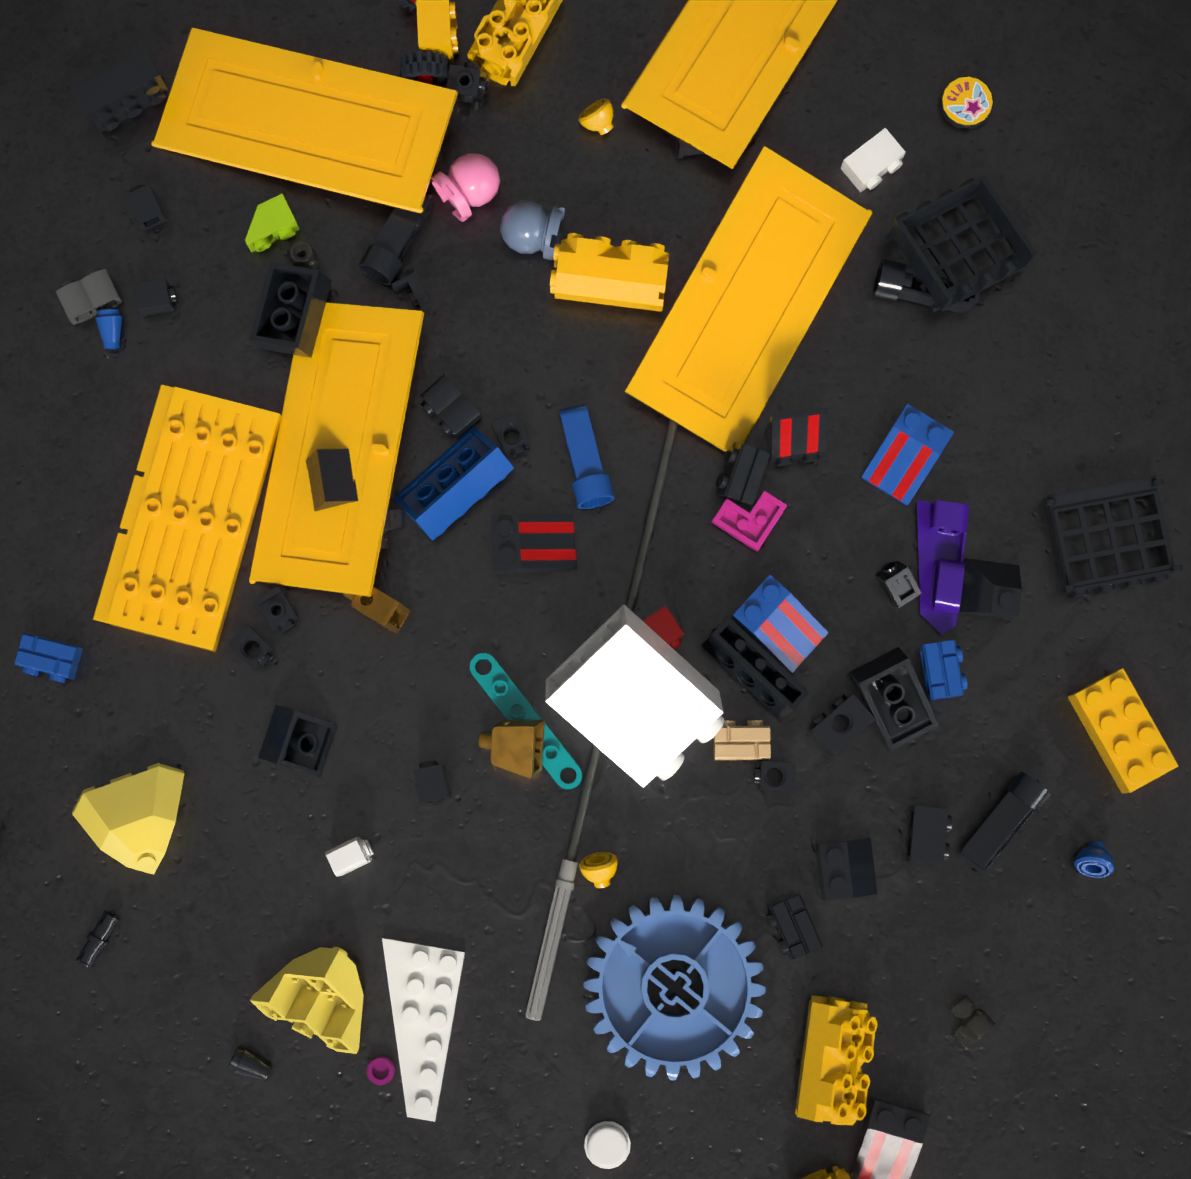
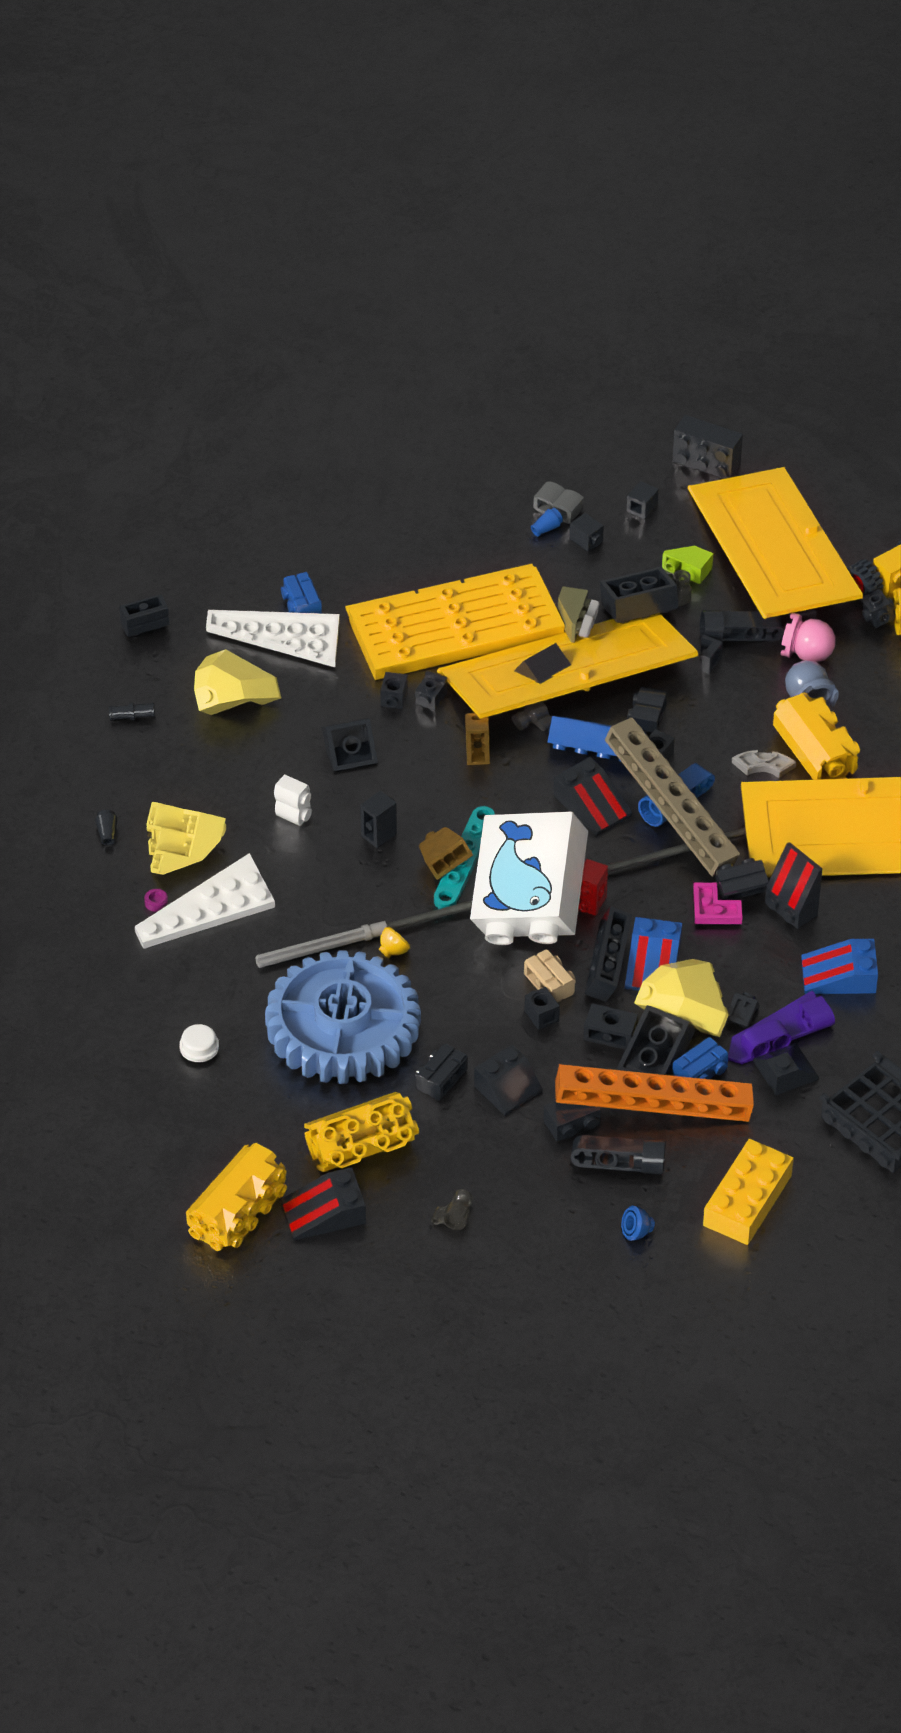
camera: 60 degrees right, 35 degrees down
(95, 698) = (296, 634): none -> white wing
(260, 391) = (572, 607): none -> olive slope
(294, 386) = (589, 619): none -> light grey tile
(514, 485) = (671, 796): none -> dark tan brick
(589, 338) = (755, 761): none -> light grey tile
(857, 630) = (687, 992): none -> light yellow brick
(1016, 667) = (654, 1093): none -> orange brick

